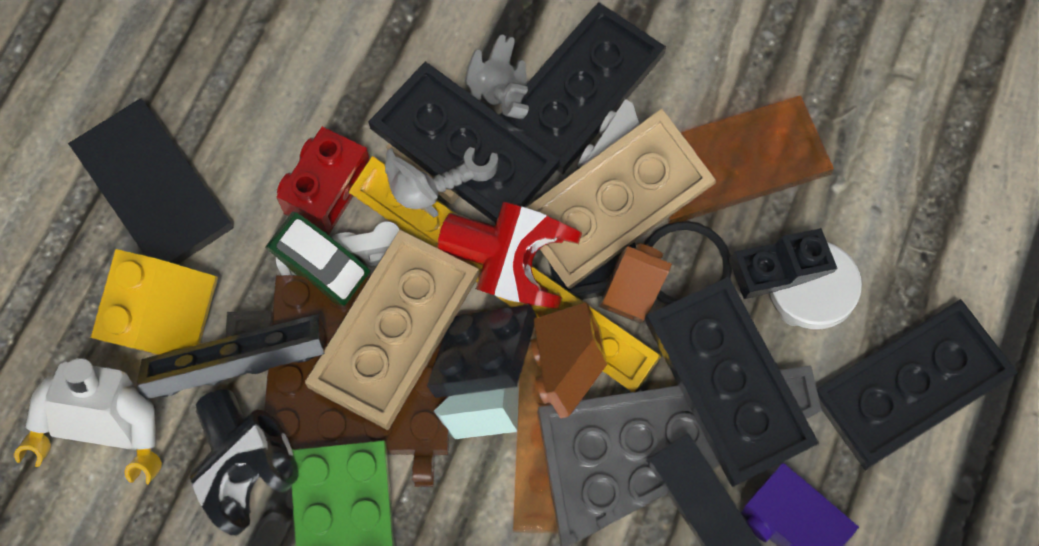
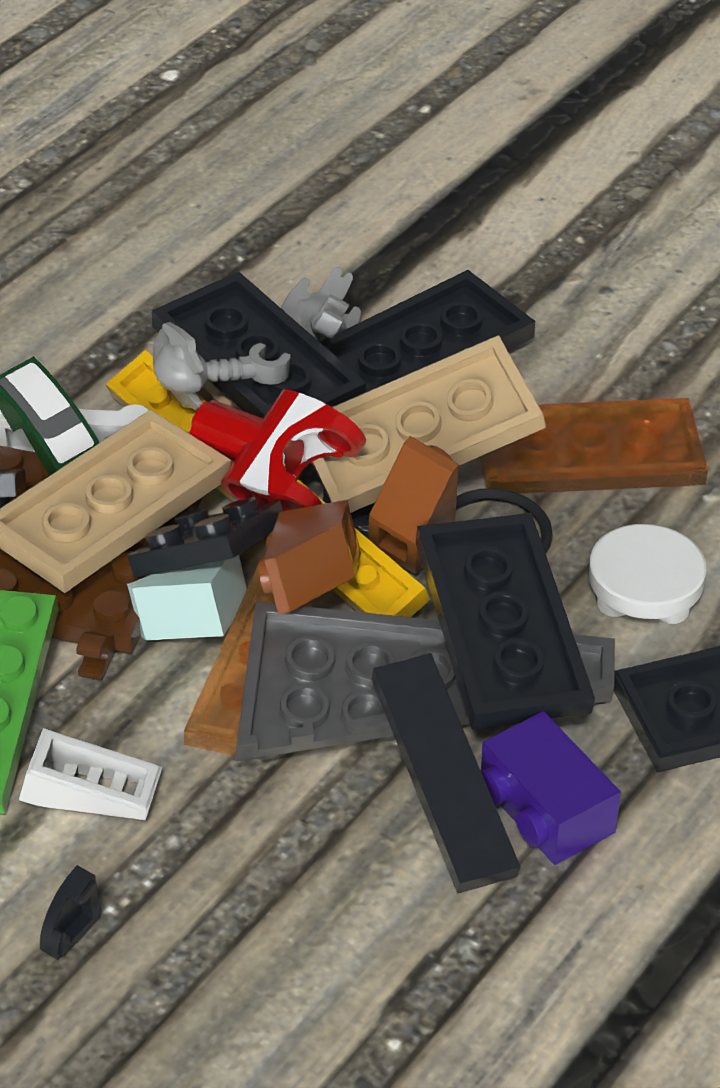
camera: 10 degrees right, 25 degrees down
(323, 179) = (88, 357): red brick -> none
(782, 265) = (623, 533): black slope -> none

